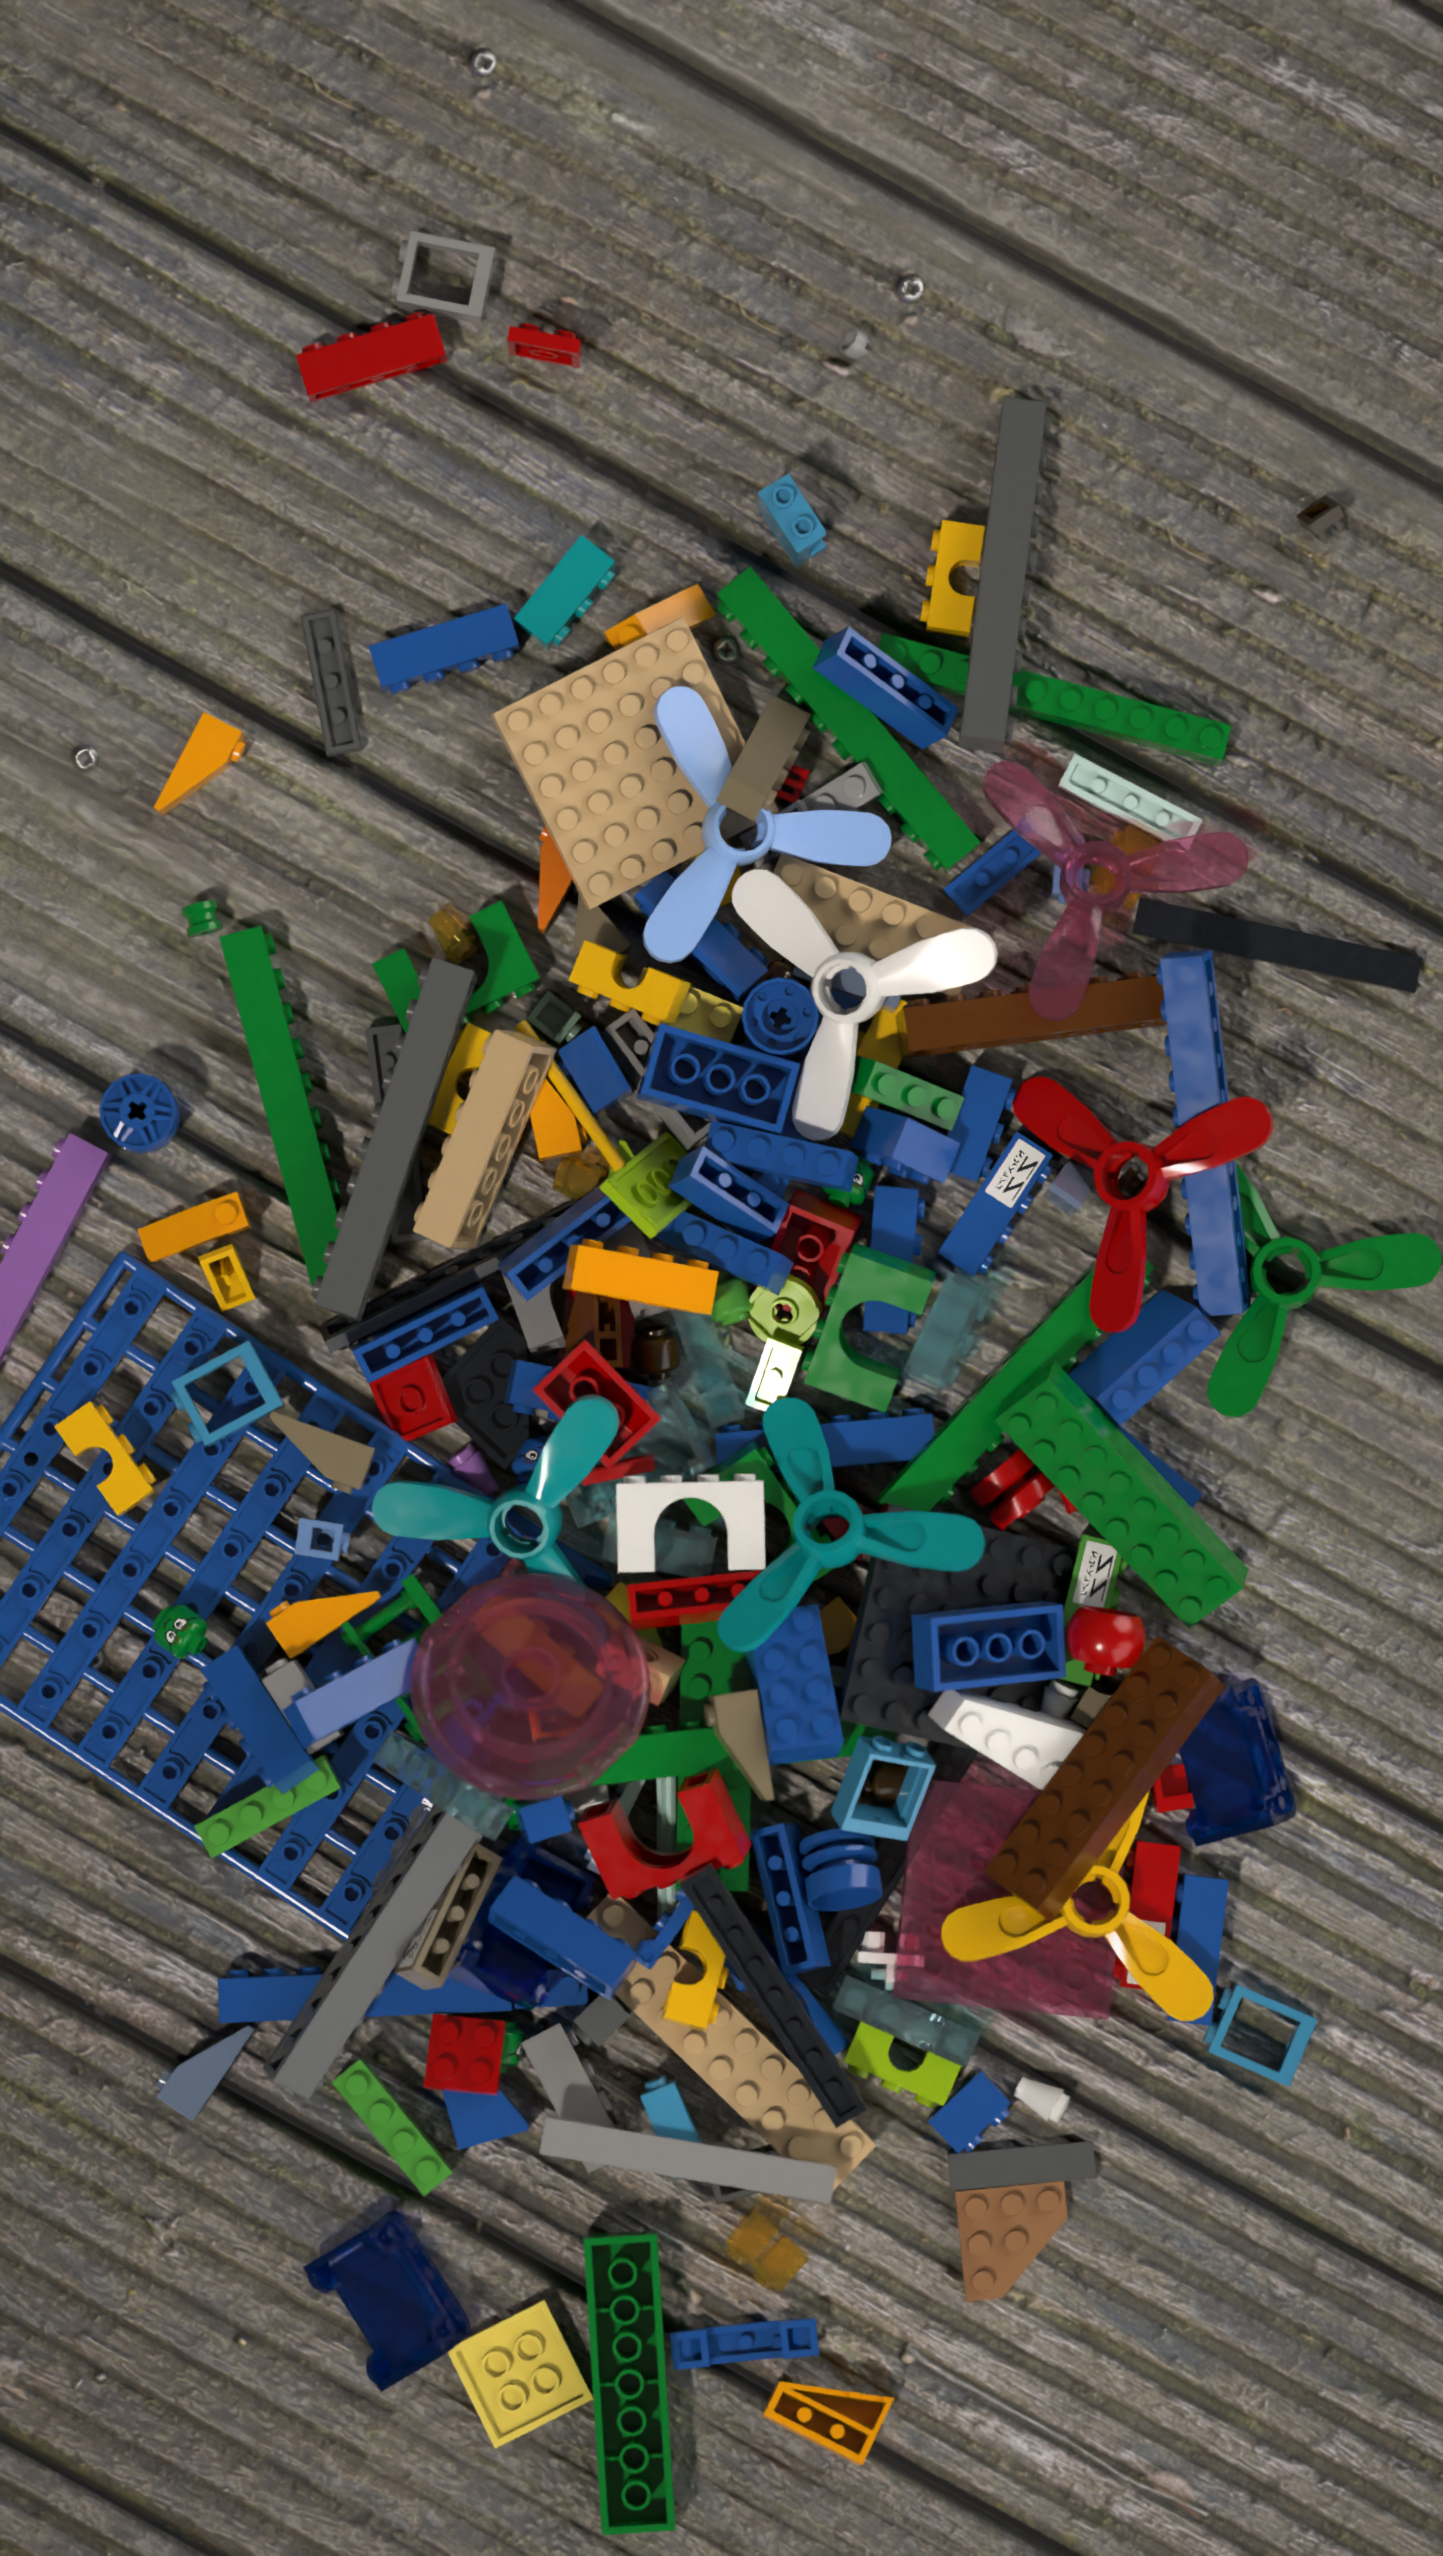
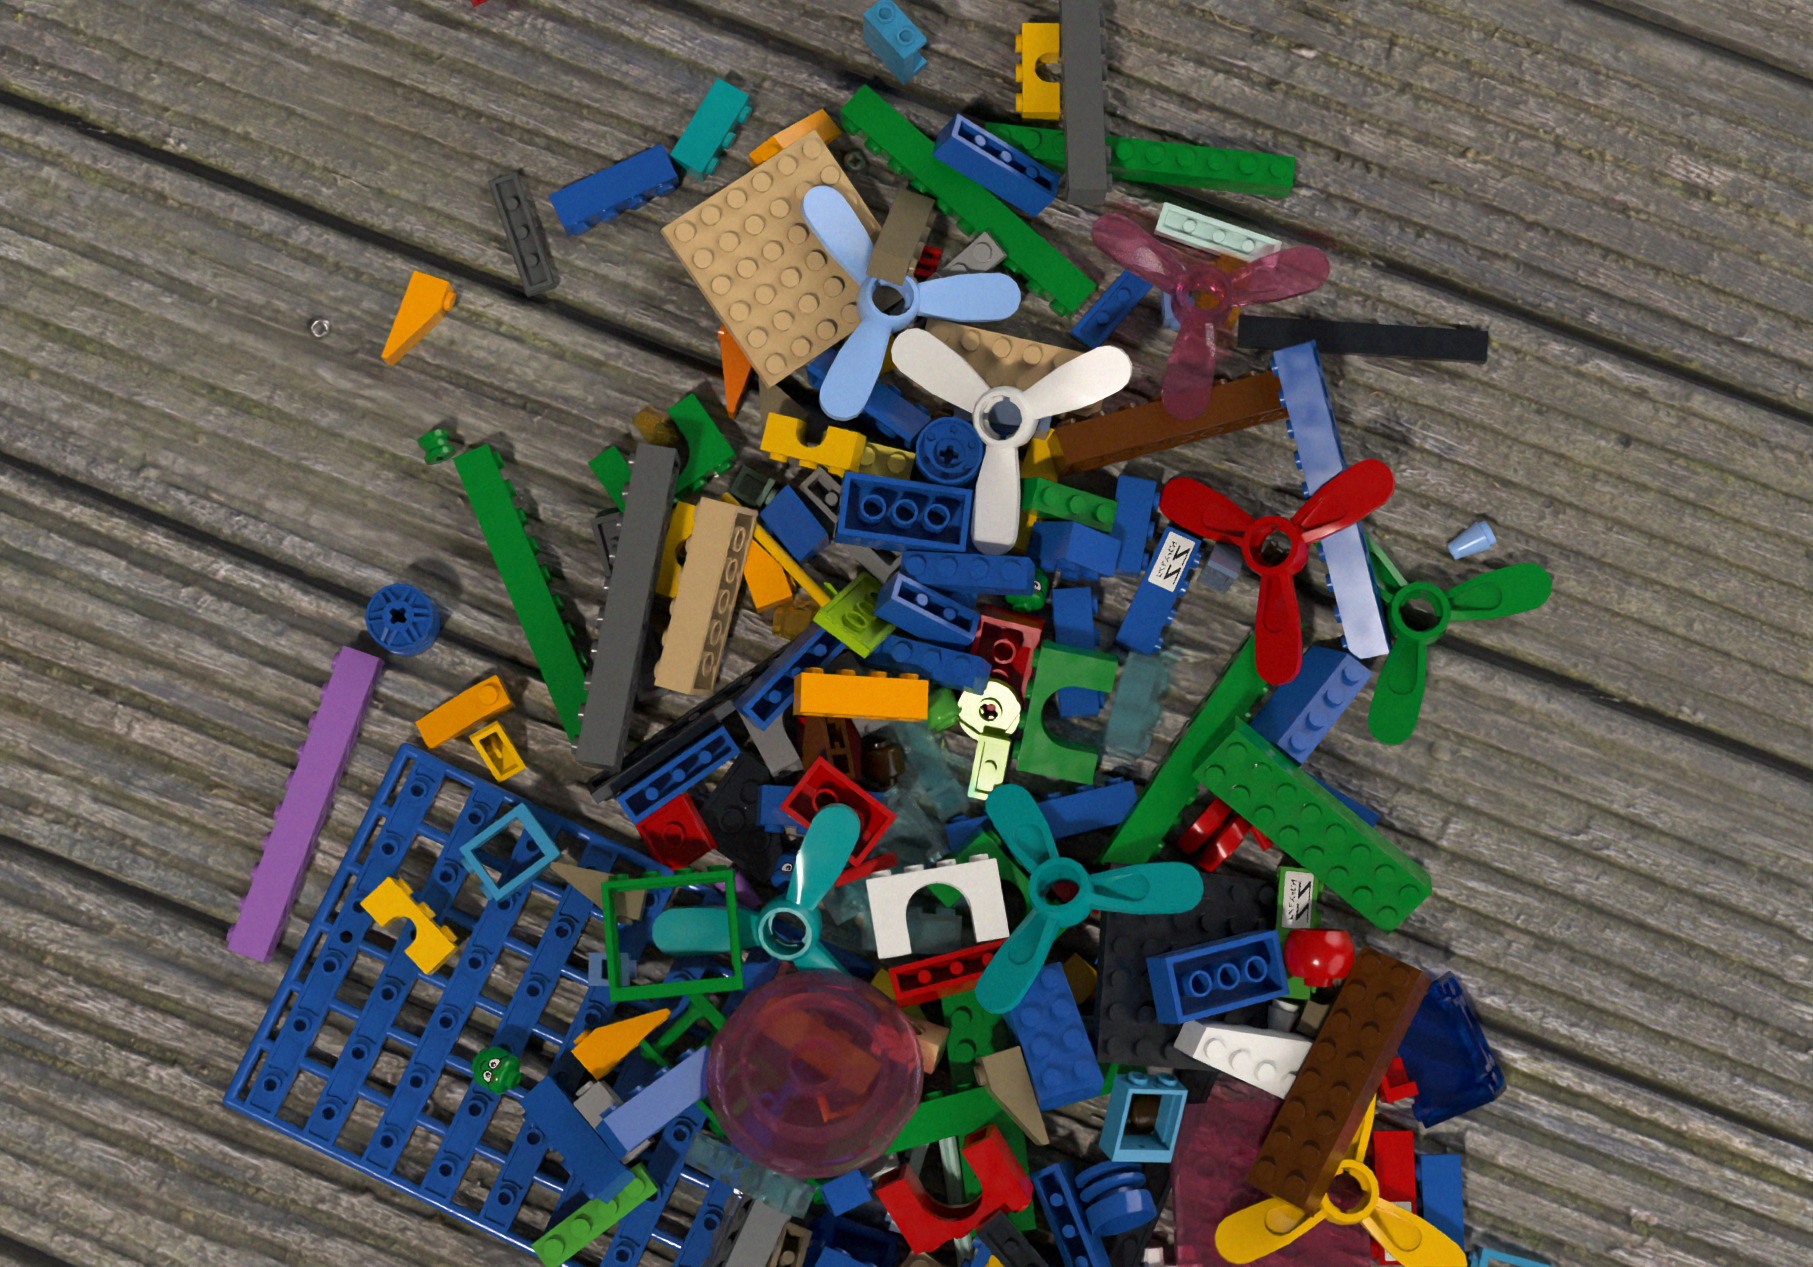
camera: 10 degrees left, 5 degrees down
(383, 1449) = (654, 880): none -> green window
(1361, 1198) = (1472, 541): none -> light blue cone

